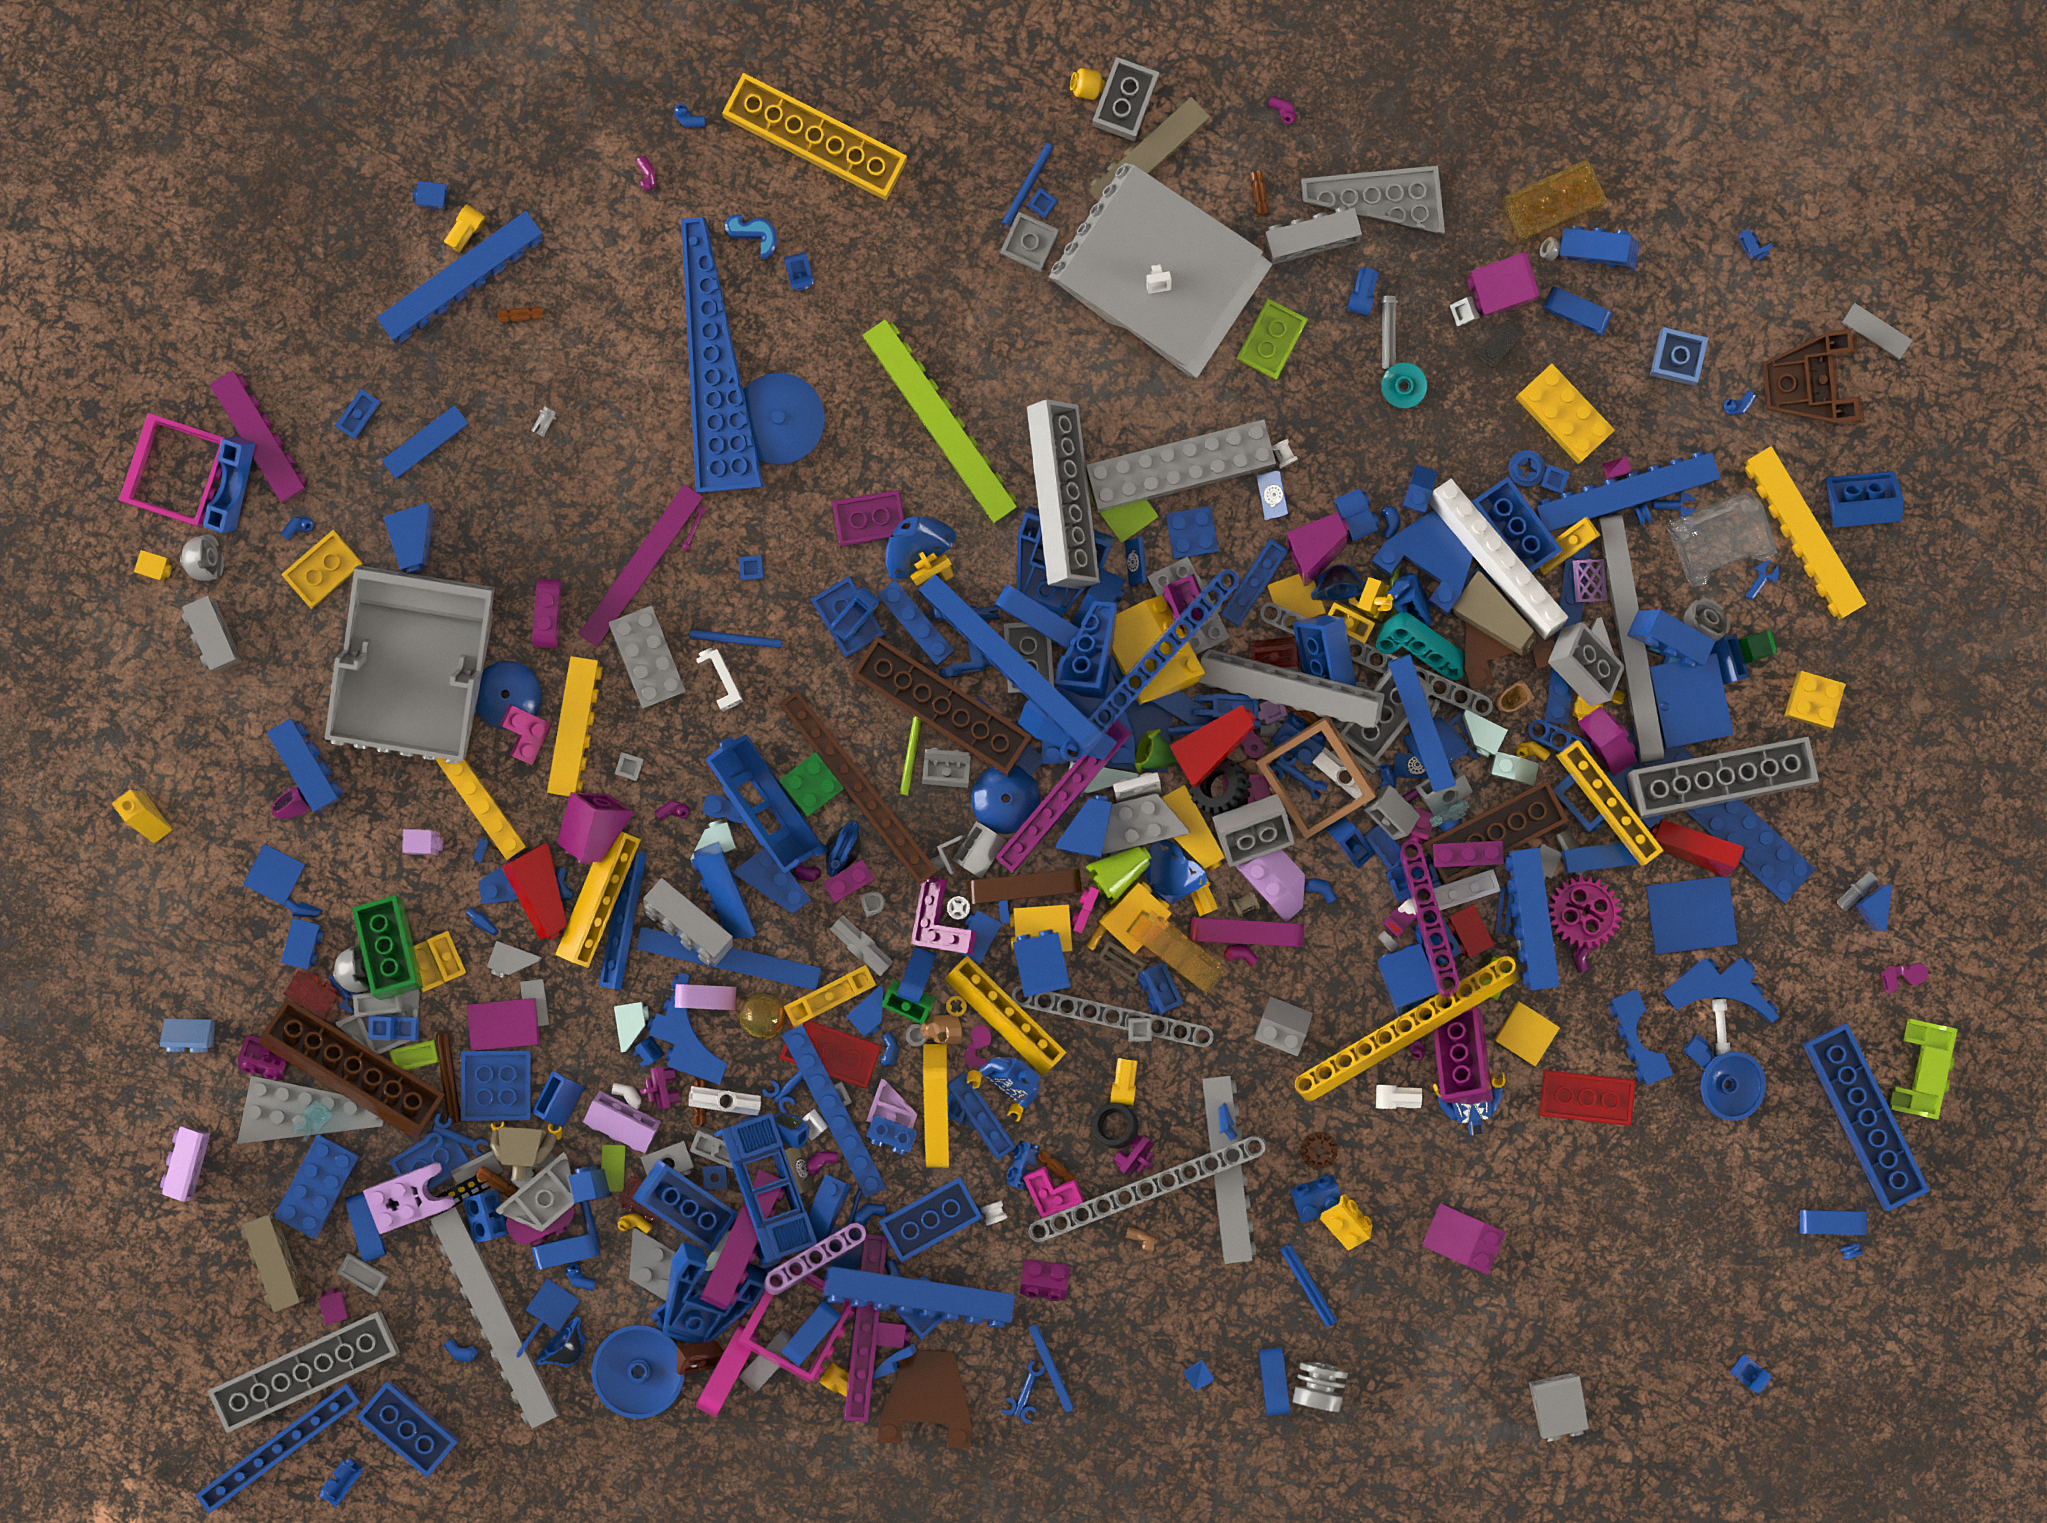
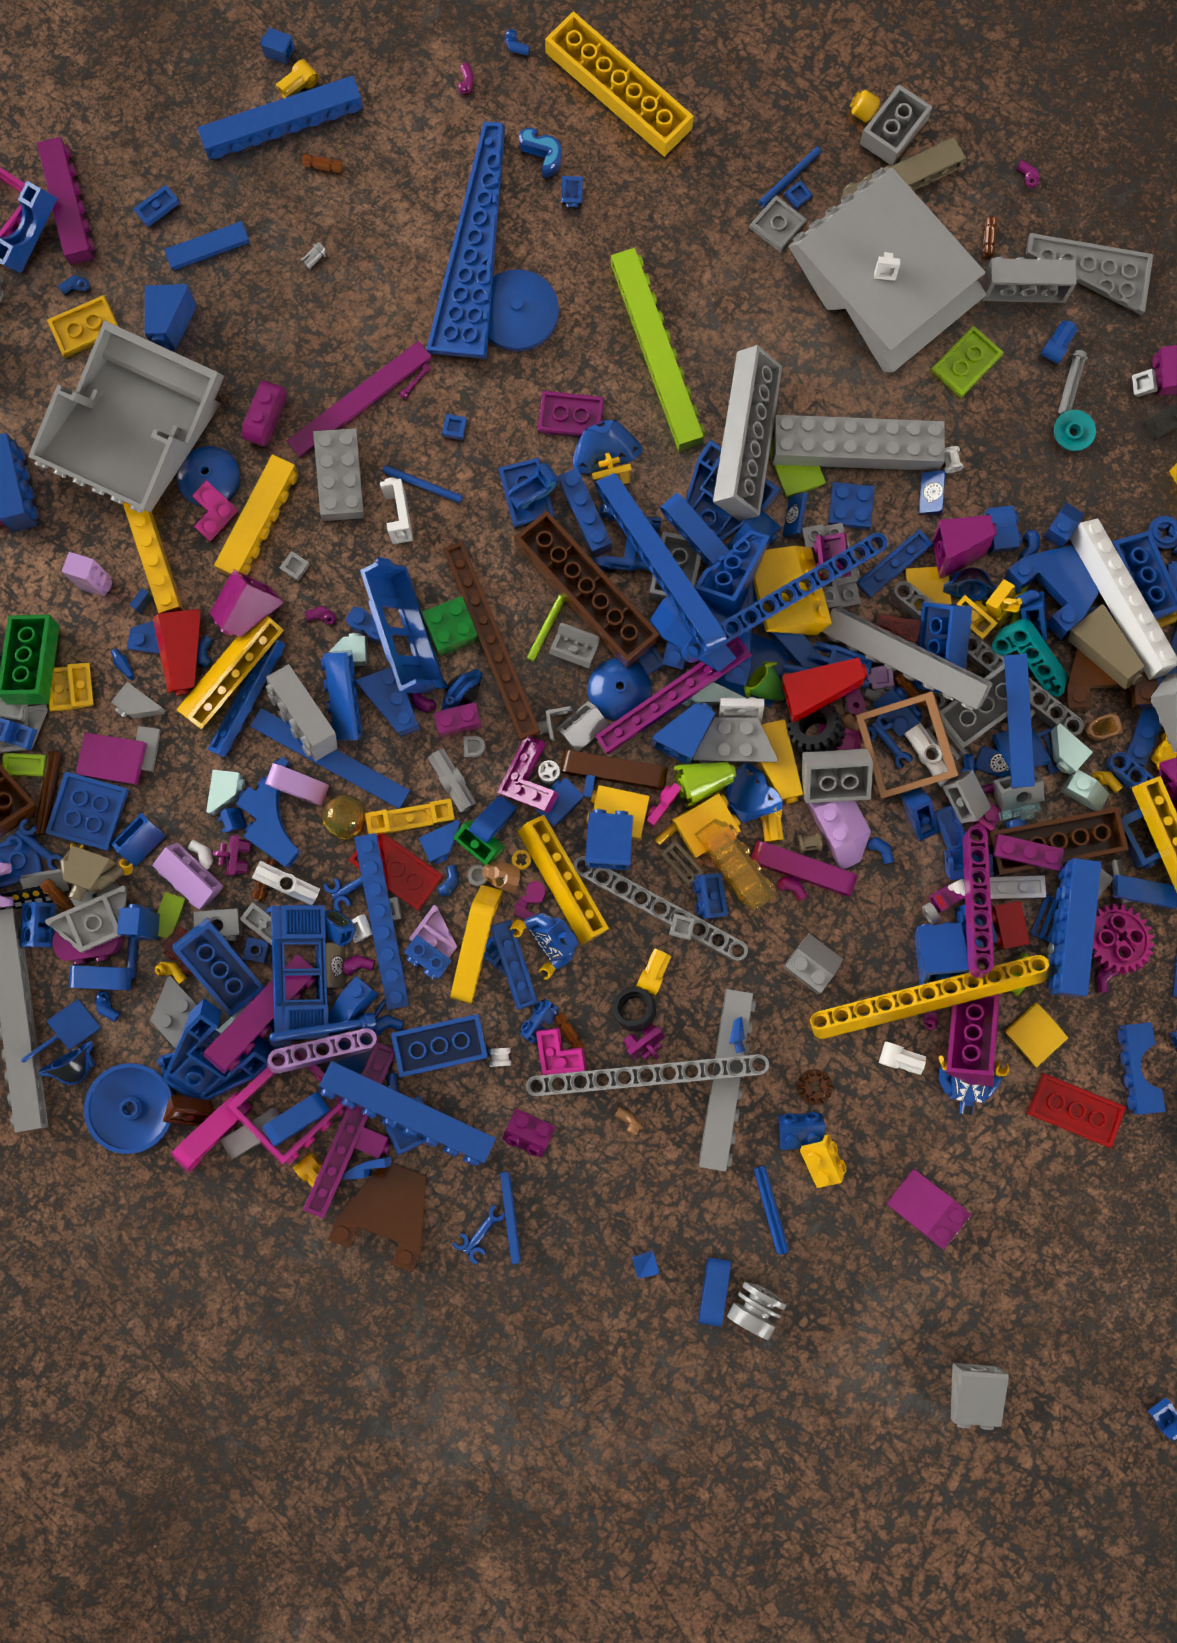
camera: 20 degrees right, 5 degrees down
(847, 1217) = (366, 1021): none -> blue piece

